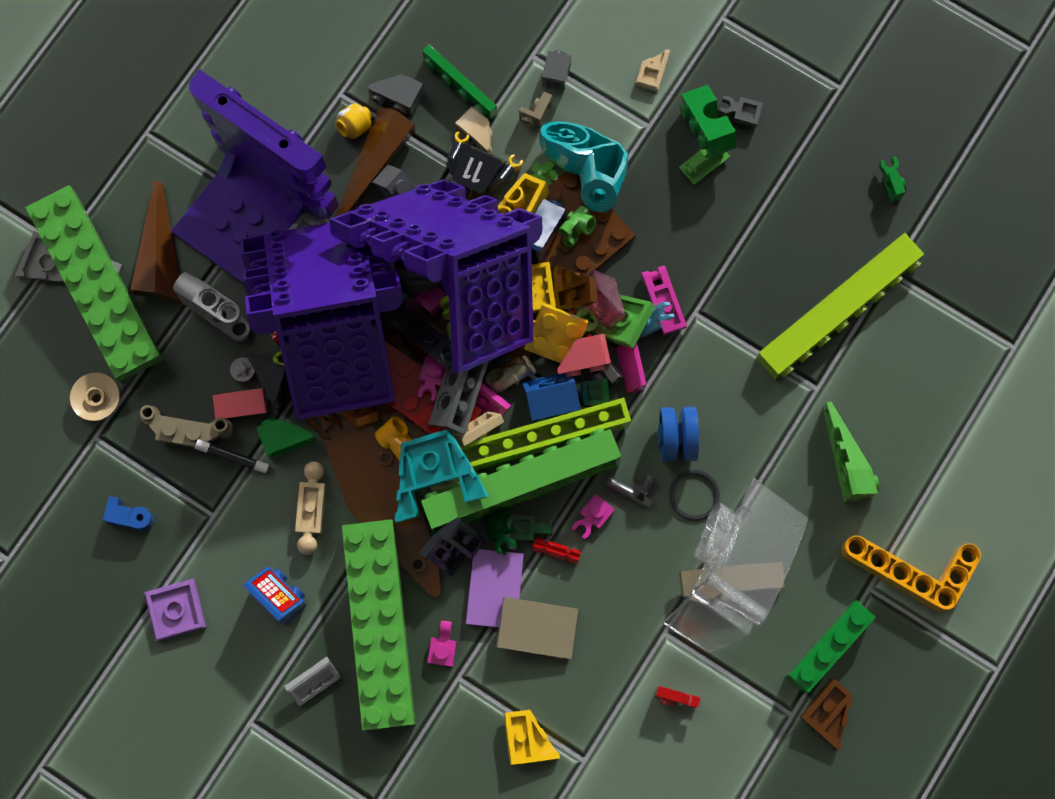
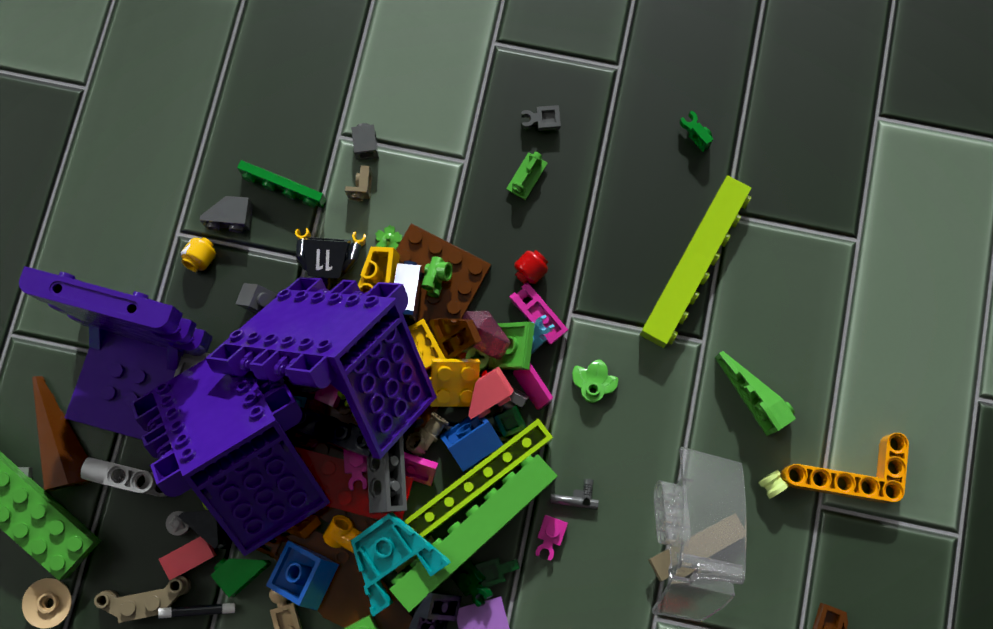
camera: 20 degrees left, 0 degrees up
(343, 459) = (302, 575): none -> blue slope
(385, 139) = (233, 261): reddish brown wedge -> none
(477, 127) = (313, 219): tan slope -> none
(479, 427) = (417, 497): tan plate -> none
(556, 550) = (529, 581): red axle -> none
(590, 155) = (423, 207): teal piece -> none
(652, 71) = (450, 112): tan tile -> none
(673, 252) = (531, 267): none -> red head
(675, 434) = (599, 433): blue wheel -> none
(696, 383) = (594, 377): none -> bright green plate
(699, 473) = (638, 459): black piece -> none
(713, 134) = (527, 149): green arch -> none
(830, 647) = (808, 575): green brick -> none
(831, 548) = (773, 484): none -> yellowish green wheel

